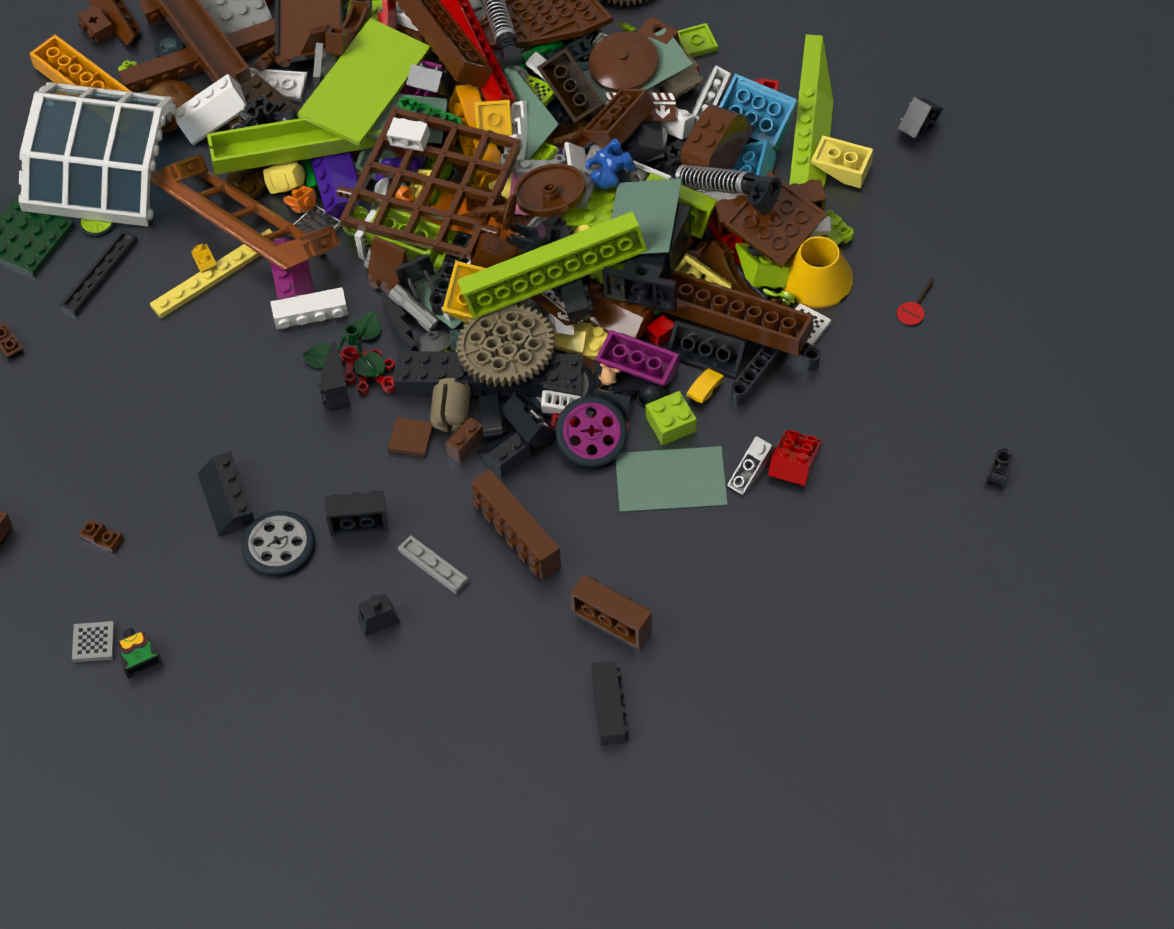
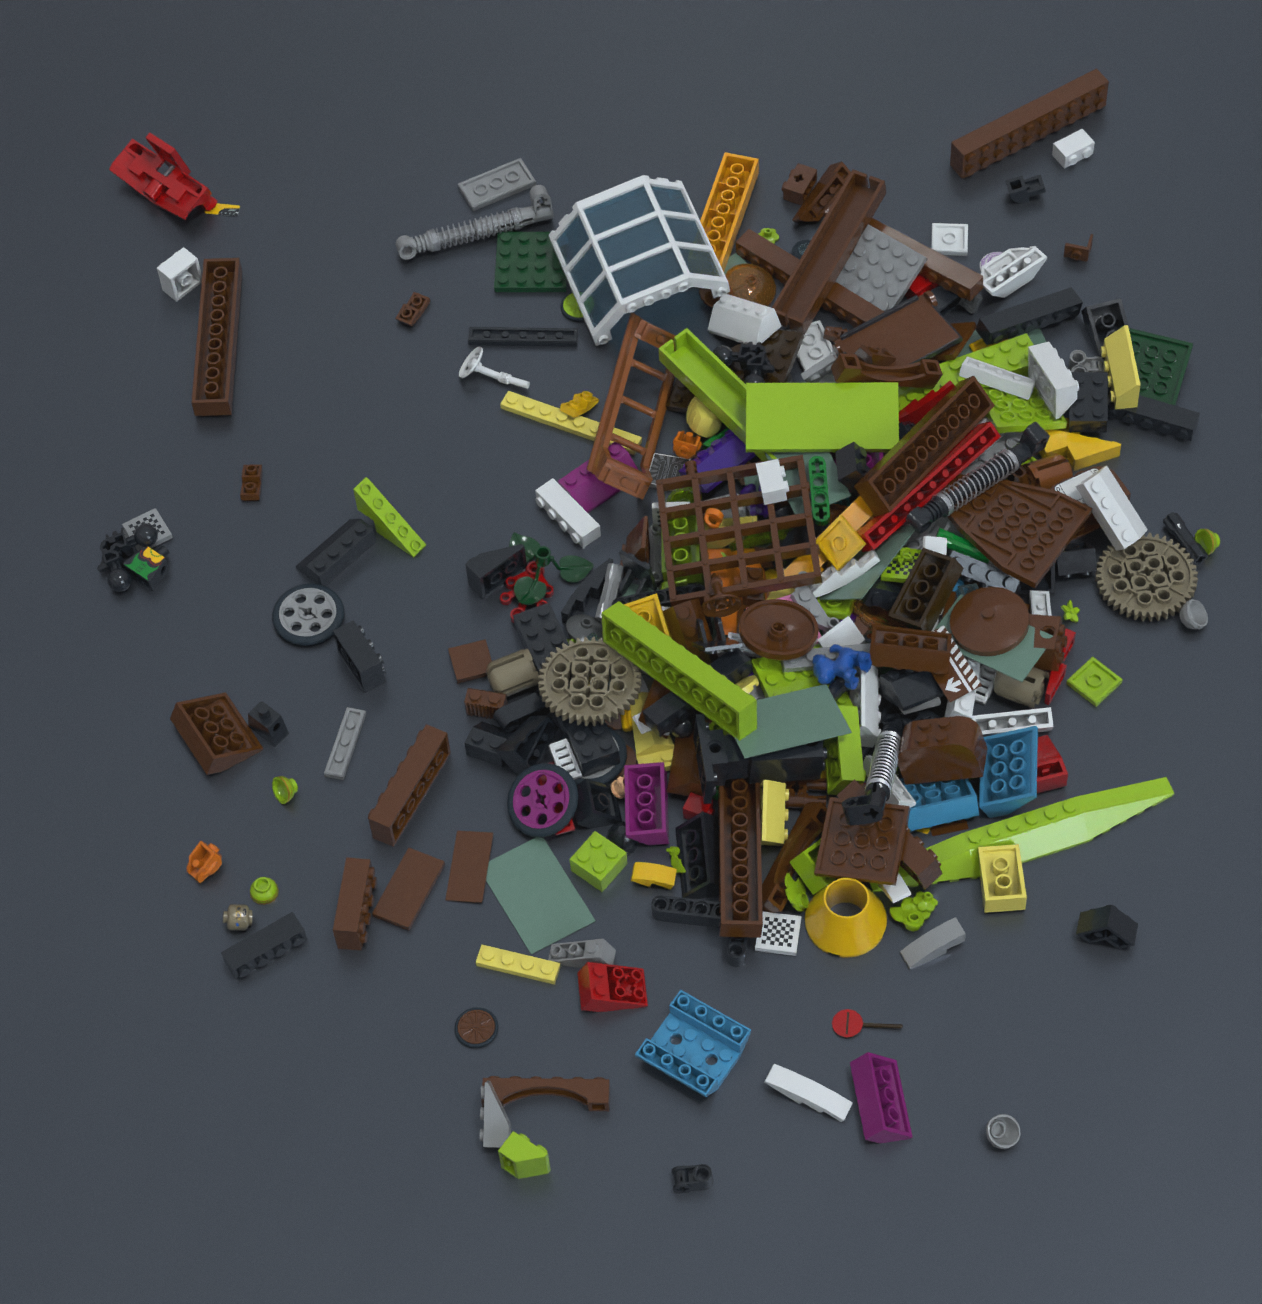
camera: 65 degrees right, 0 degrees up
(106, 639) = (119, 545): none -> black piece
(110, 314) = (474, 364): none -> white dish
(226, 438) = (386, 518): none -> lime slope
(358, 663) = (215, 732): none -> reddish brown slope
(454, 628) = (284, 788): none -> lime piece
(492, 719) = (204, 861): none -> orange hand
(547, 685) = (264, 890): none -> lime piece
(567, 712) = (237, 917): none -> dark tan head
(612, 567) = (408, 889): none -> reddish brown tile
(615, 517) = (469, 866): none -> reddish brown sticker
(701, 367) = (675, 861): none -> lime piece
(733, 517) = (518, 964): none -> light yellow plate
(776, 571) = (476, 1027): none -> reddish brown wheel
(873, 227) = (933, 943): none -> light grey slope
(873, 410) = (703, 1035): none -> dark azure slope
(885, 584) = (496, 1122): none -> light grey slope
(888, 507) = (590, 1092): none -> reddish brown arch
(925, 576) = (522, 1157): none -> lime slope
(962, 359) = (808, 1091): none -> white slope
(991, 317) = (880, 1098): none -> magenta slope
(1059, 250) = (1003, 1131): none -> light grey piece

